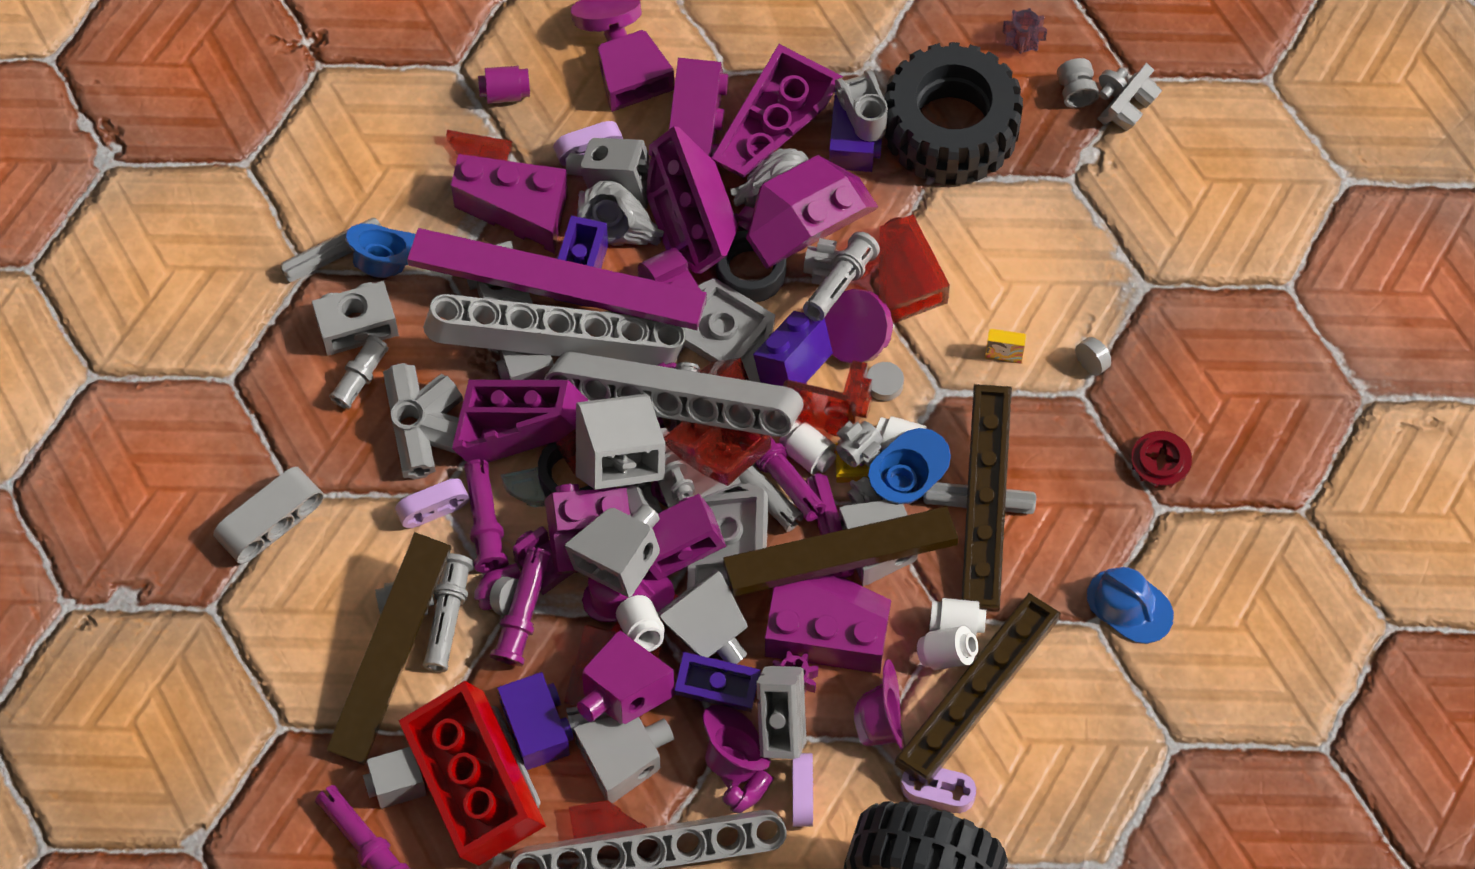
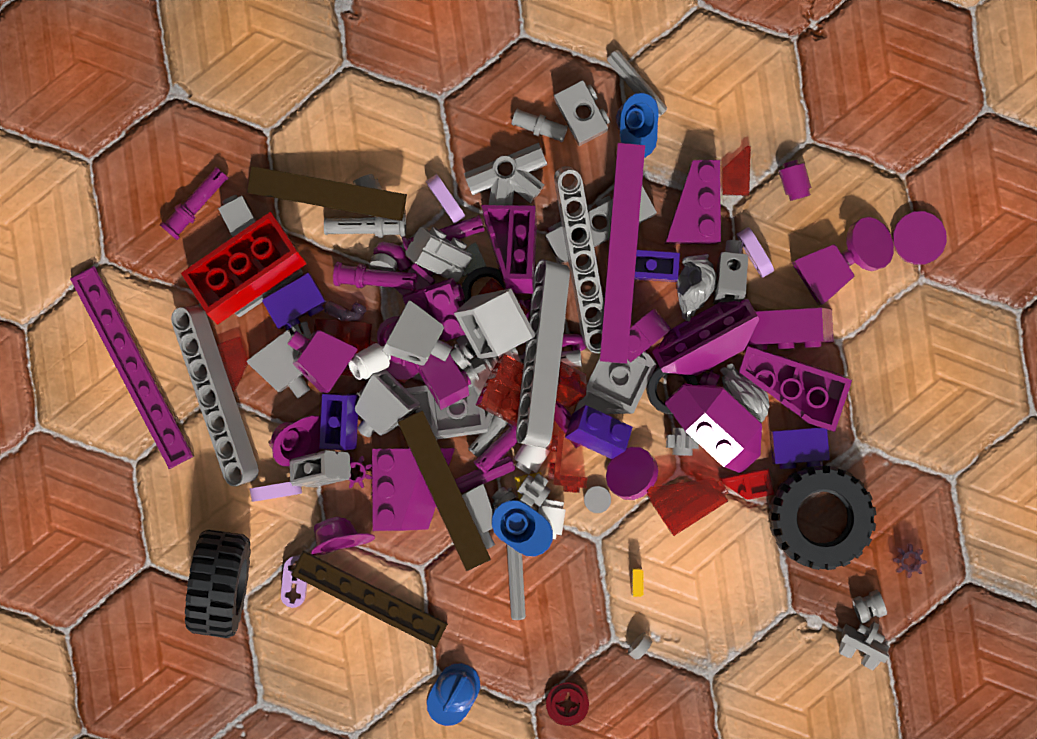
camera: 80 degrees right, 25 degrees up
(268, 515) = (417, 87): light grey beam -> none
(506, 512) = (439, 254): none -> light grey brick
(565, 659) = (345, 314): none -> arm
(657, 497) = (462, 355): none -> light grey plate
(741, 800) = (261, 451): magenta arm -> none
(847, 267) = (672, 460): light grey pin -> none
(863, 99) = (815, 449): light grey piece -> none
(895, 194) = (750, 484): none -> red tile
(947, 648) = (392, 574): white brick -> none
(957, 613) = (417, 577): white brick -> none
(986, 495) = (512, 585): dark brown tile -> none

